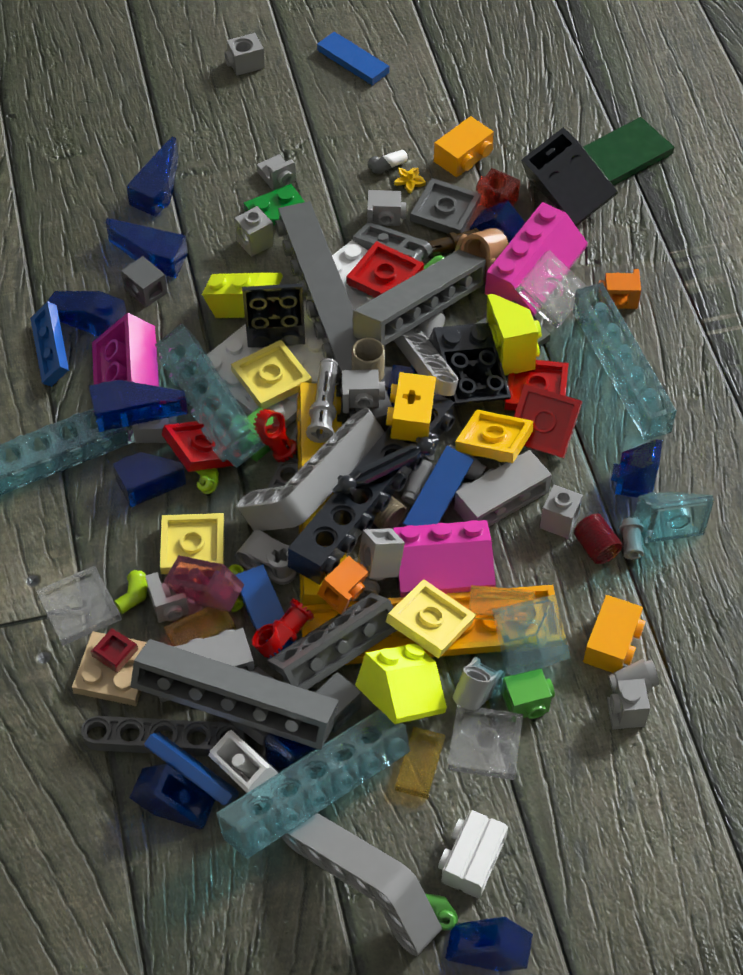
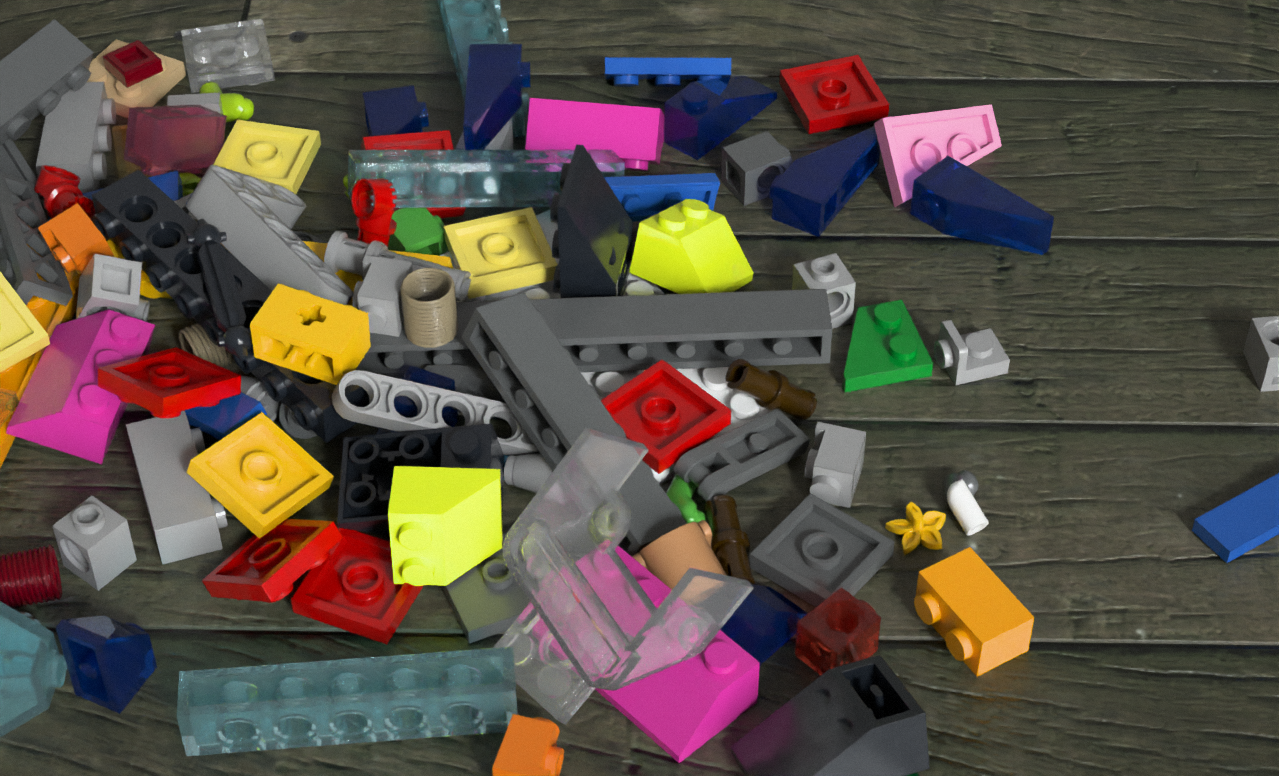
camera: 105 degrees right, 10 degrees down
(57, 259) = (833, 94): none -> red plate
(103, 200) = (921, 140): none -> bright pink wing
(196, 318) = (654, 193): none -> blue tile
(346, 234) = (771, 389): none -> dark brown pin
(451, 489) = (169, 382): none -> red plate
(562, 242) = (582, 588): none -> clear windscreen

